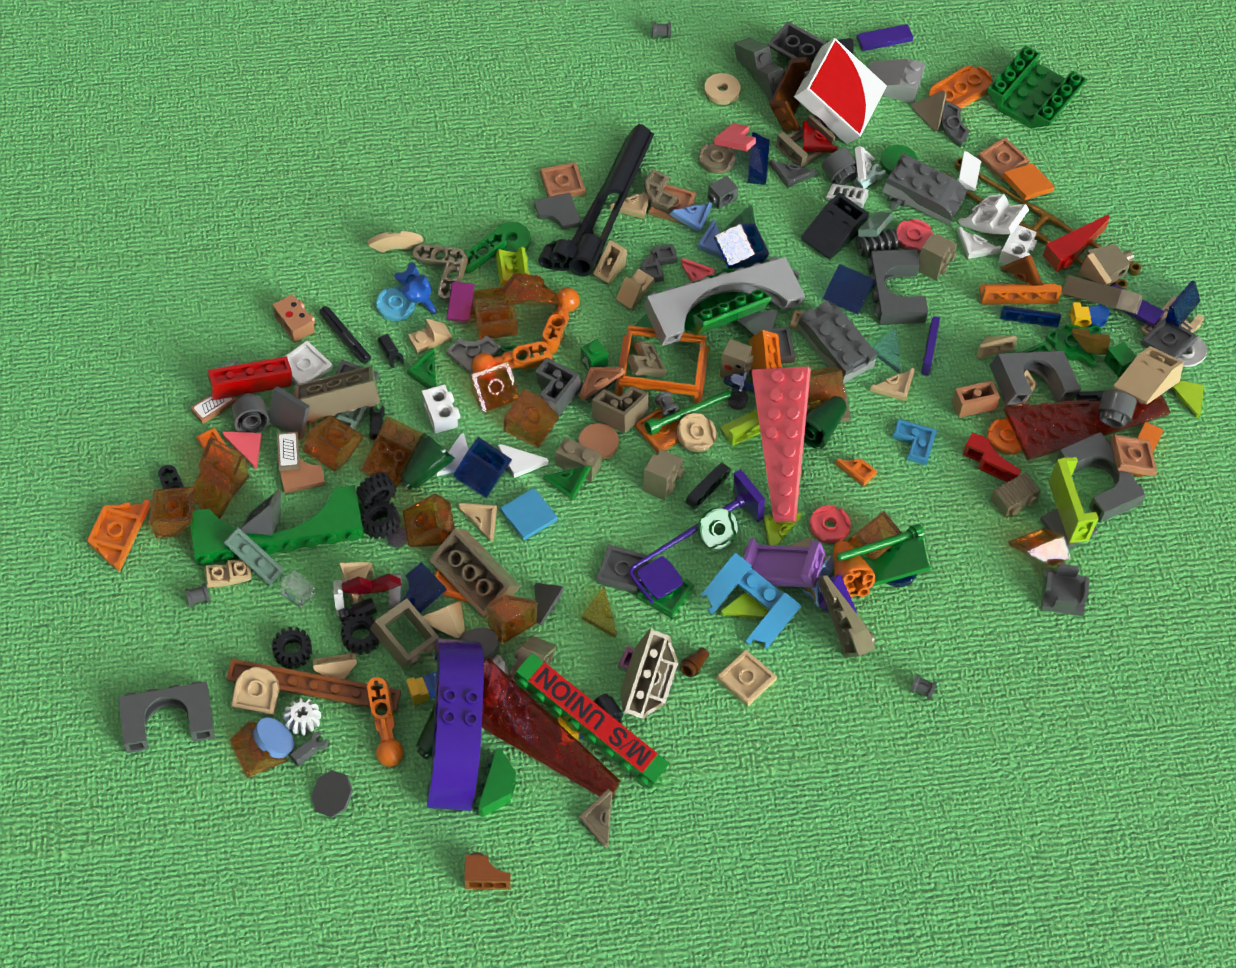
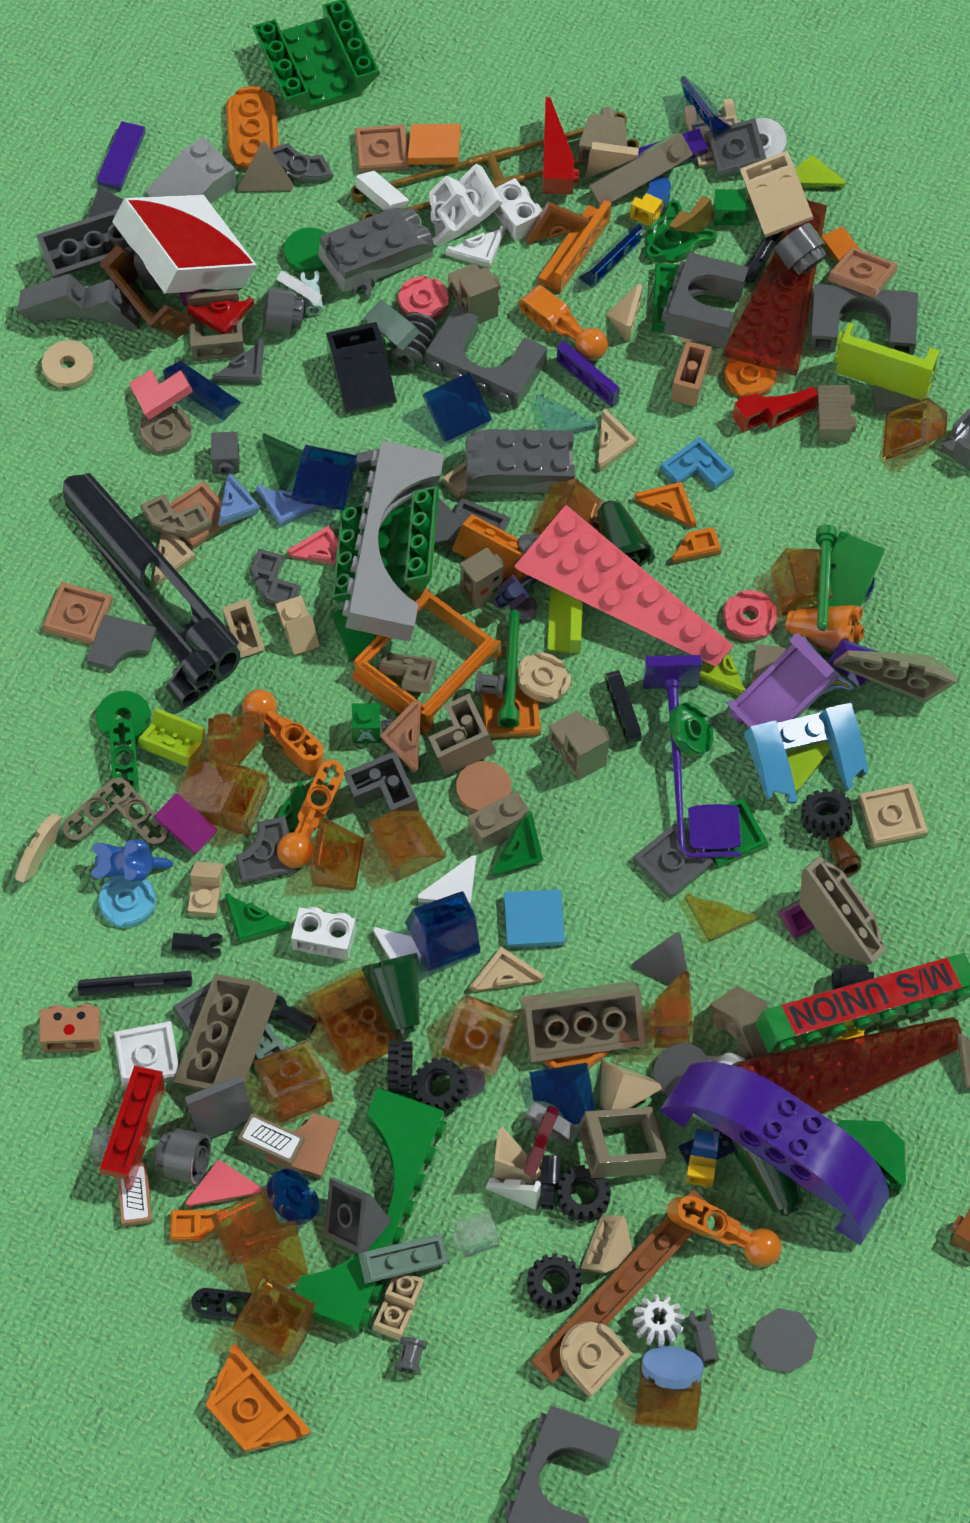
camera: 55 degrees left, 5 degrees up
(257, 479) = (292, 1196): none -> clear blue tile
(711, 643) = (827, 825): none -> black tyre
(859, 195) = (327, 317): white slope -> none
(877, 438) = (669, 501): none -> orange tile
(953, 334) = (554, 315): none -> orange beam

